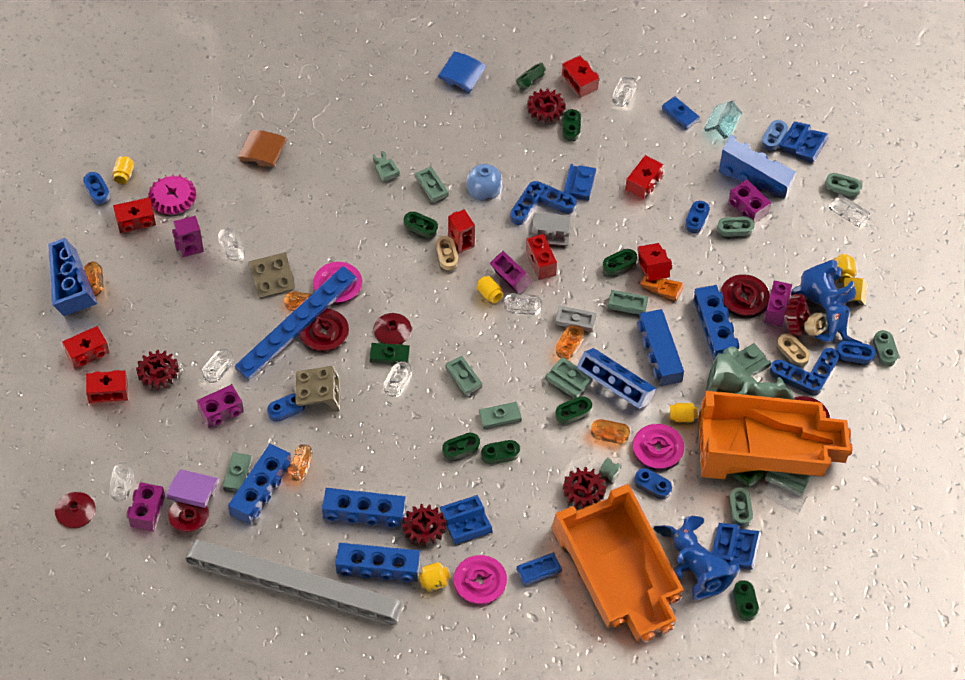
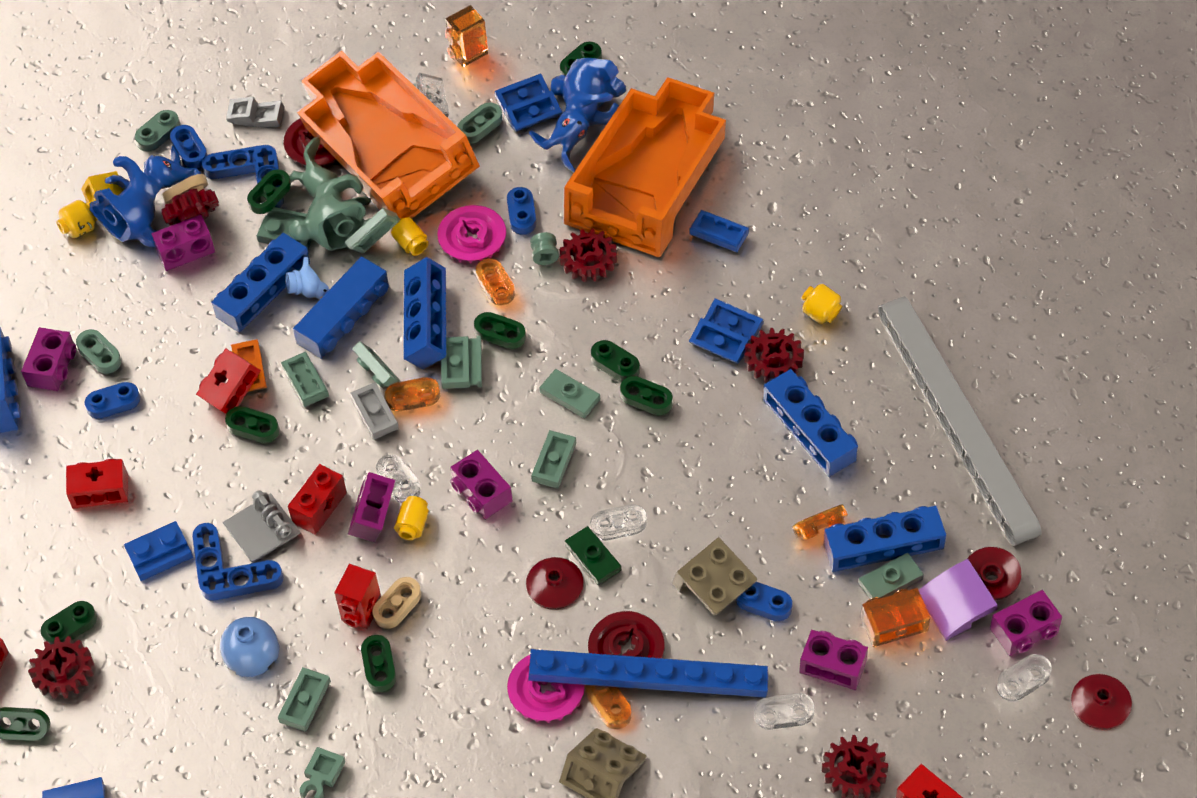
camera: 125 degrees left, 0 degrees up
(213, 451) = (895, 617): none -> clear orange brick
(389, 557) = (859, 375): blue brick -> none
(479, 335) = (484, 482): none -> magenta brick
(483, 567) = (774, 257): dark pink gear -> none
(603, 336) = (371, 361): none -> plate
(695, 342) = (305, 282): none -> light blue animal
(699, 389) = (372, 230): none -> sand green plate
(752, 287) = (194, 270): dark red gear -> none
(777, 362) = (267, 192): none -> dark green plate
(794, 351) = (234, 200): tan plate -> none
(814, 538) = (466, 36): none -> clear orange brick
(856, 403) = (253, 114): none -> light grey slope

